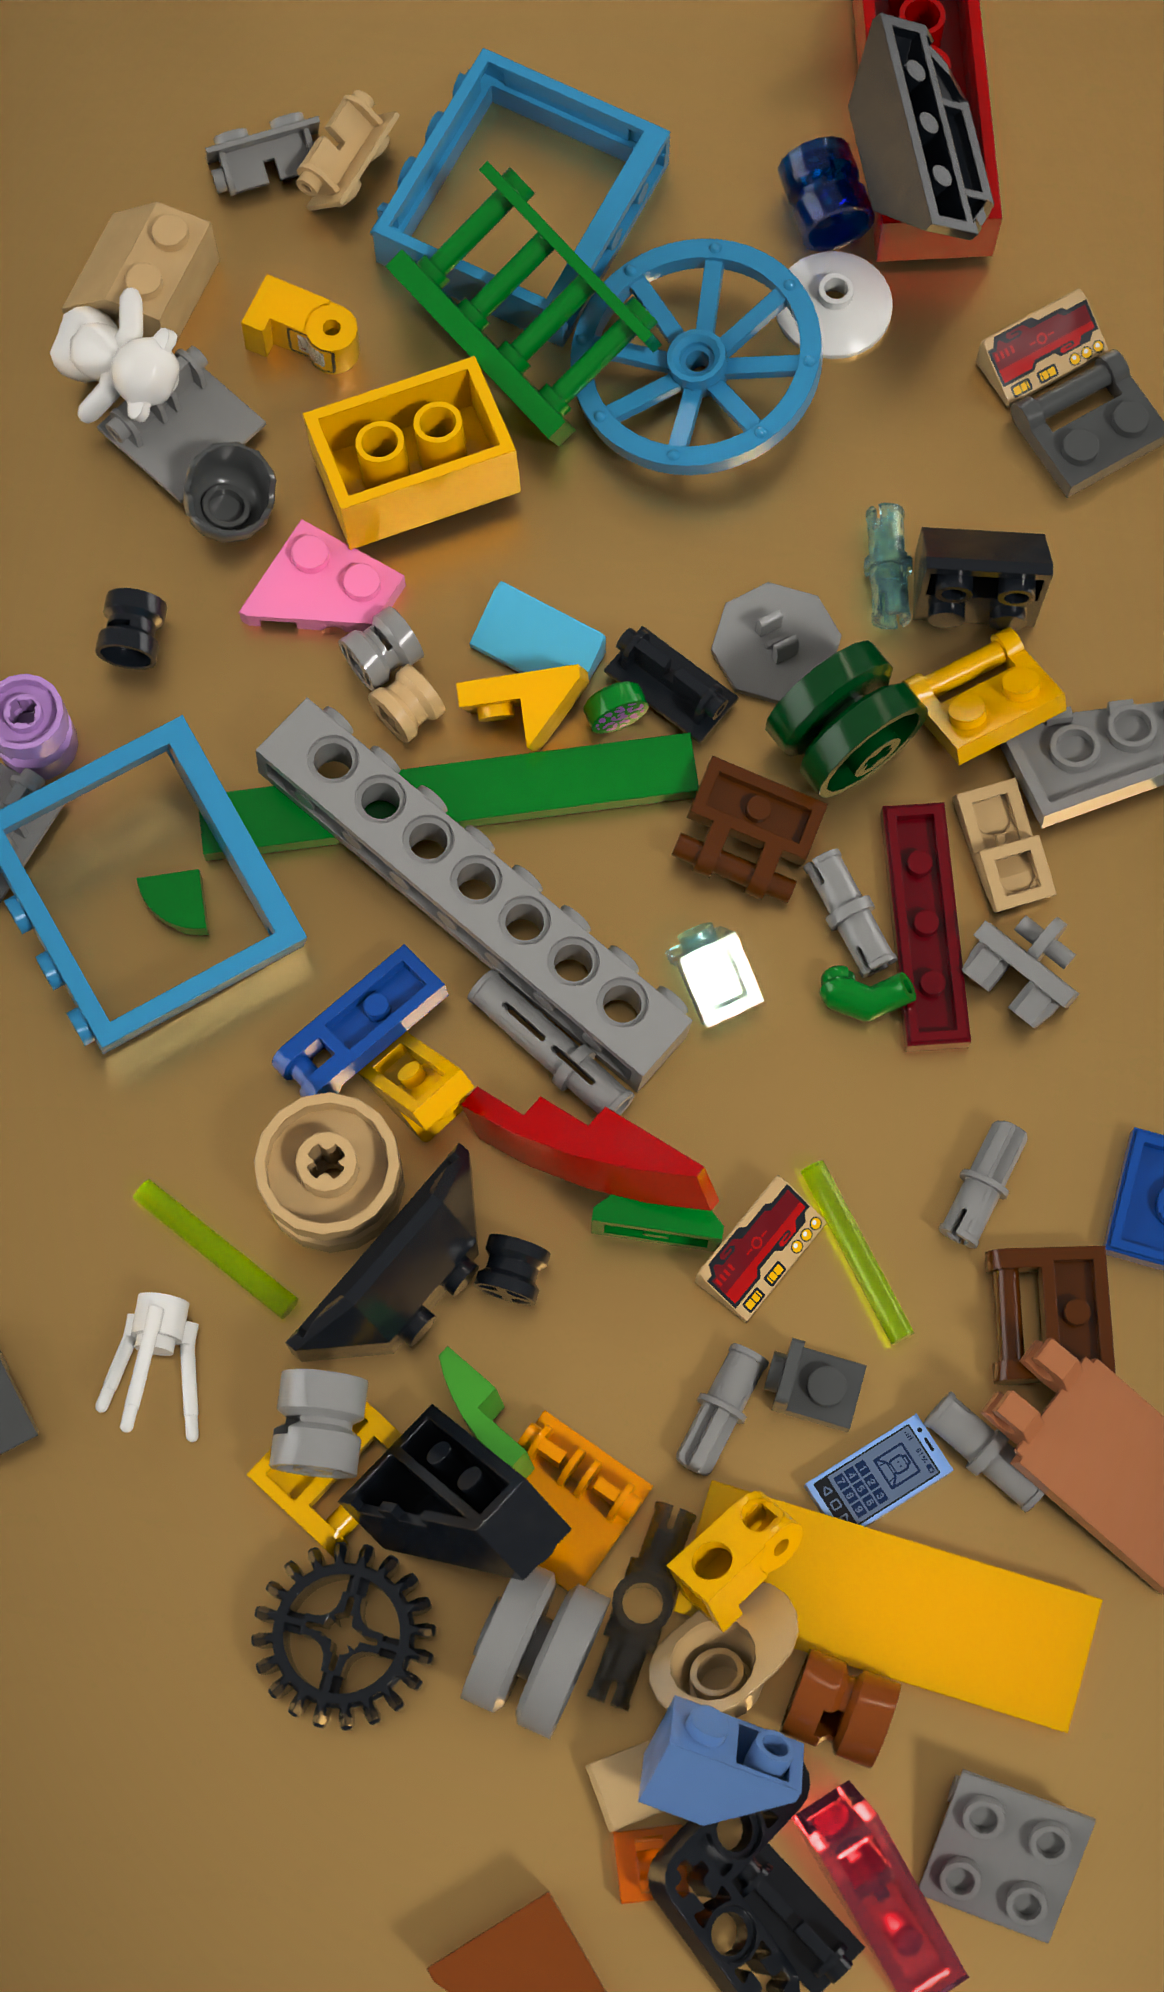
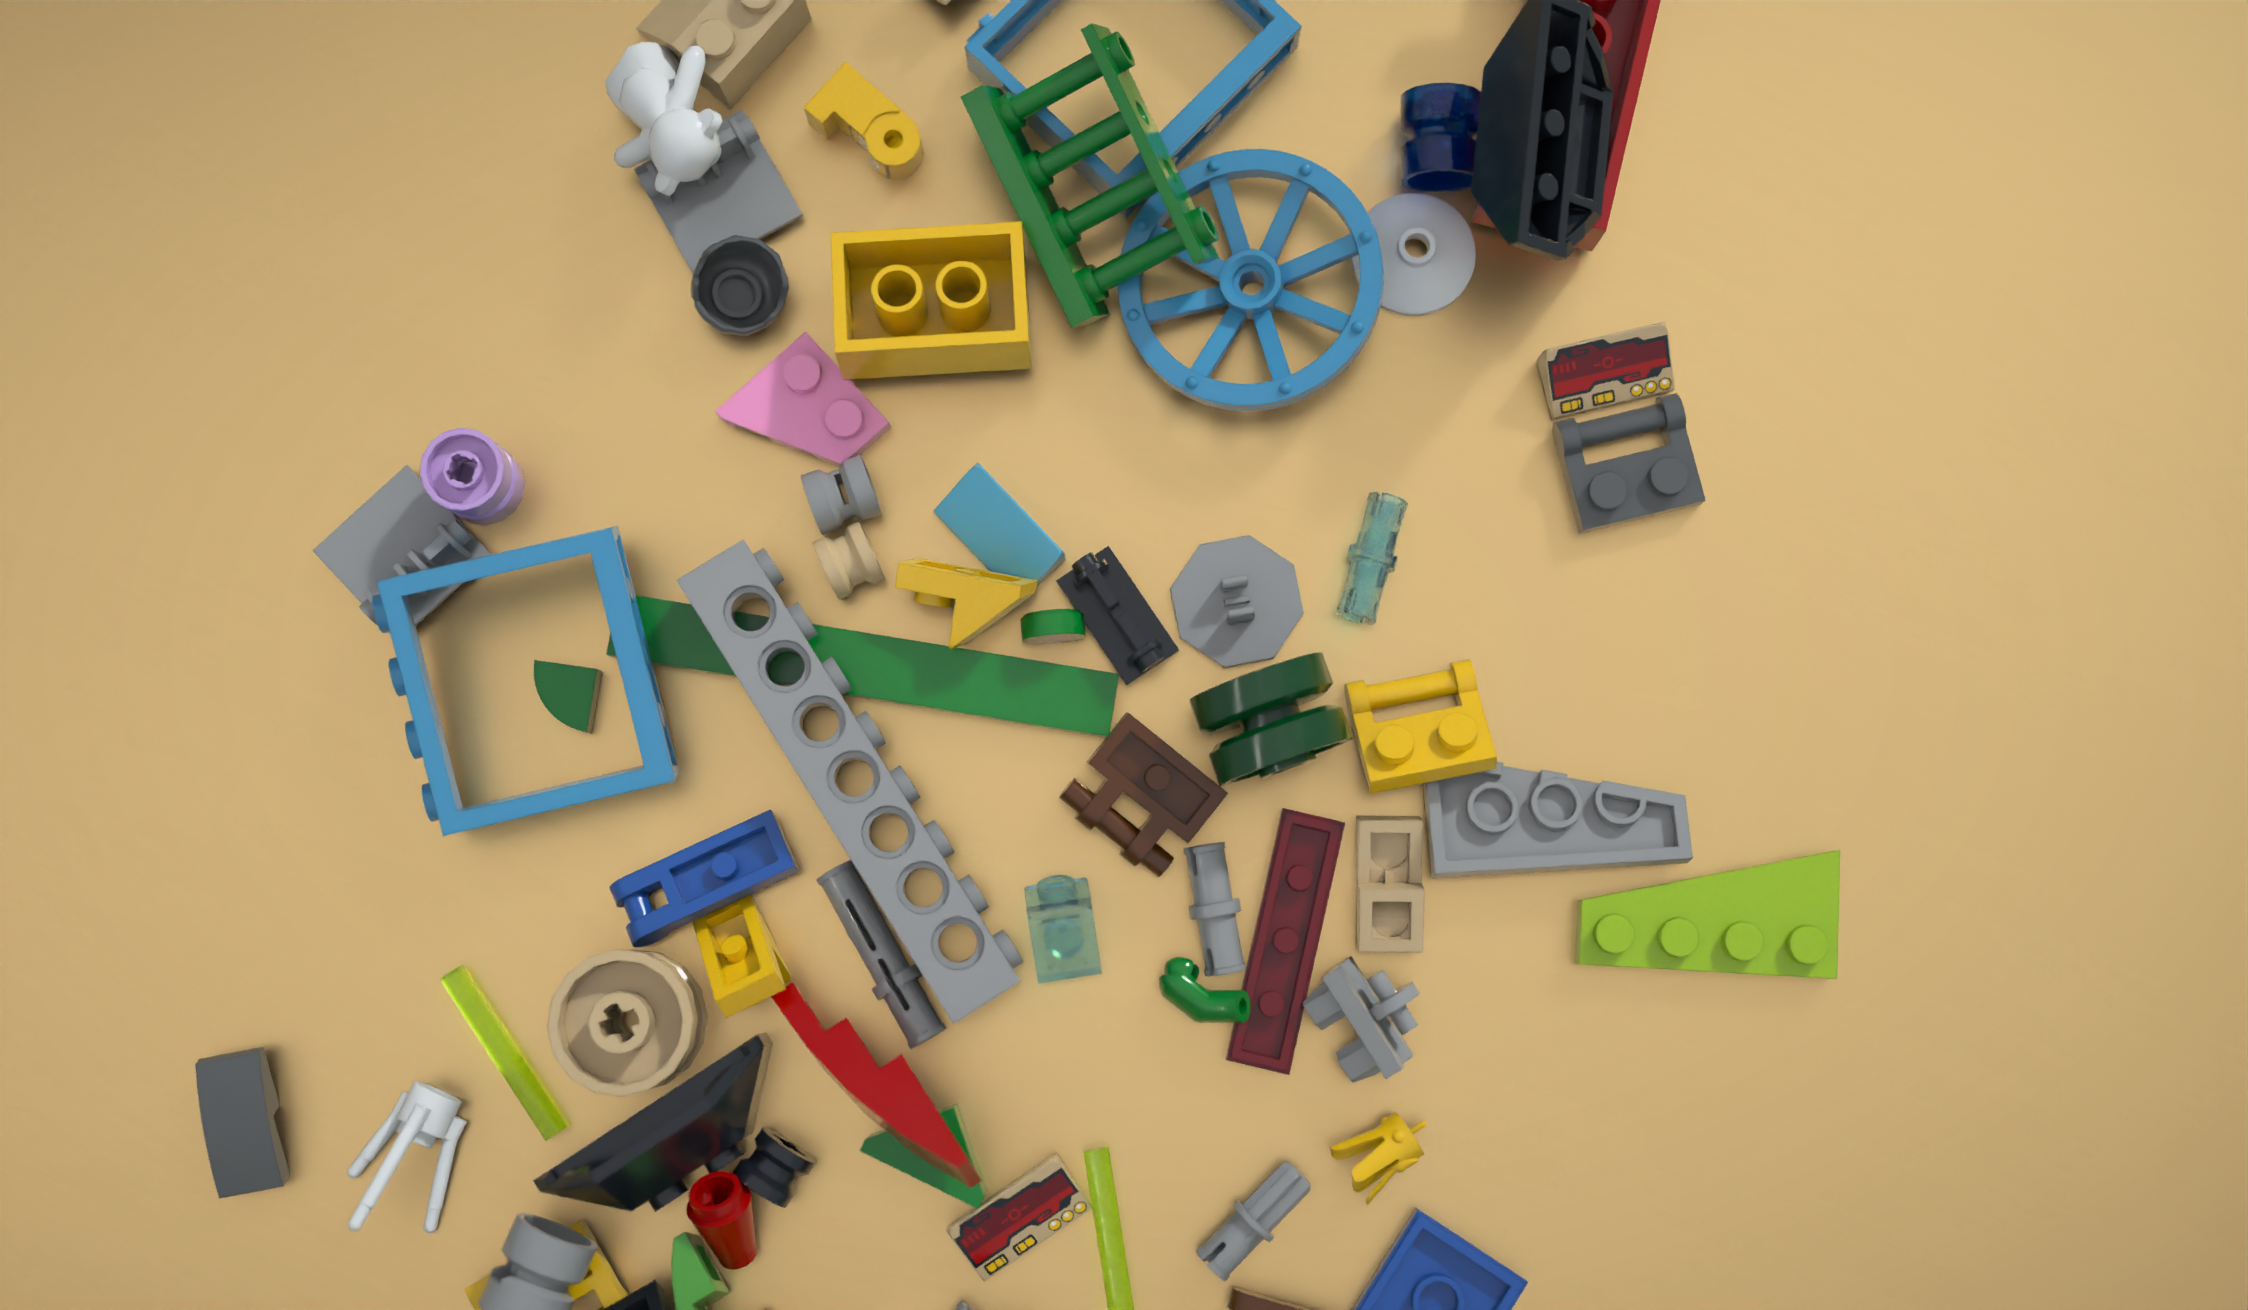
camera: 15 degrees right, 10 degrees up
(131, 628) = (603, 399): black wheel -> none
(481, 1327) = (724, 1217): none -> red cone
(980, 577) = (1459, 602): black slope -> none
(1081, 1085) = (1394, 1153): none -> yellow piece

